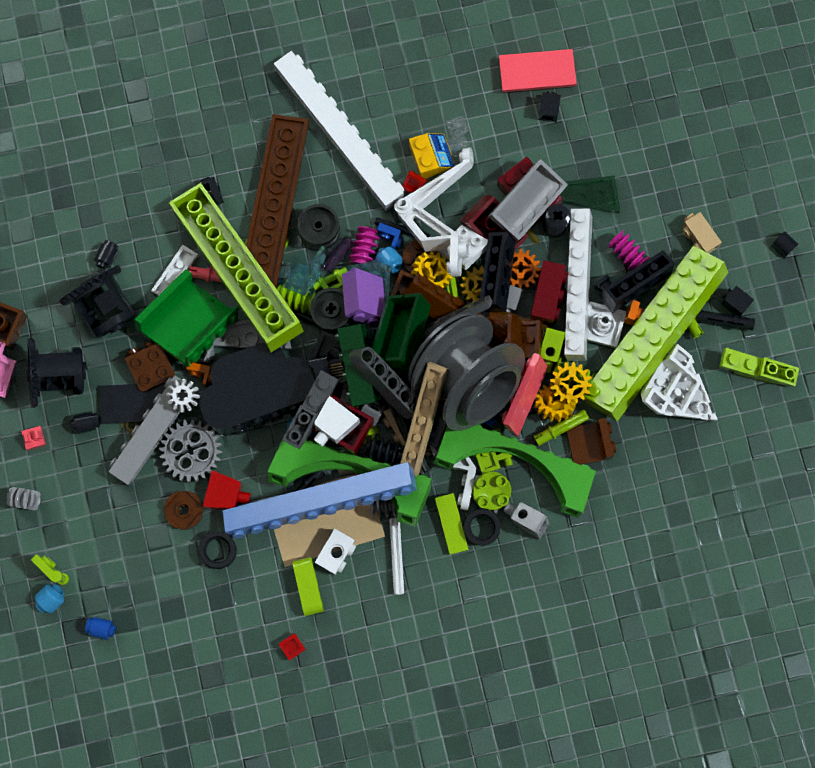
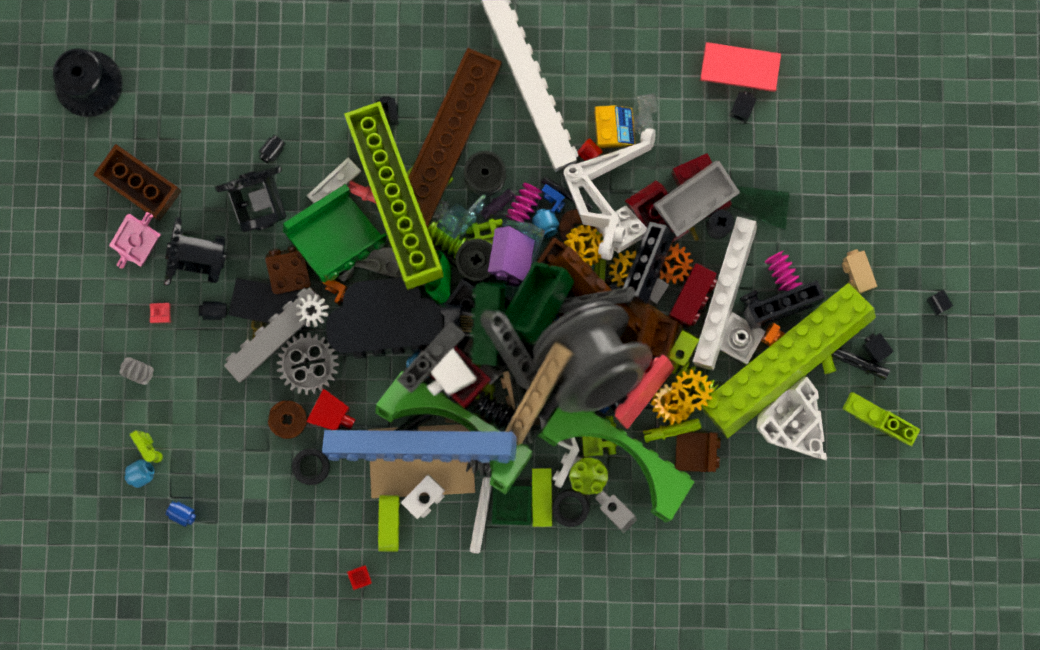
camera: 15 degrees right, 5 degrees up
(302, 344) = (440, 288): none -> green beam
(425, 539) = (512, 507): none -> dark green plate

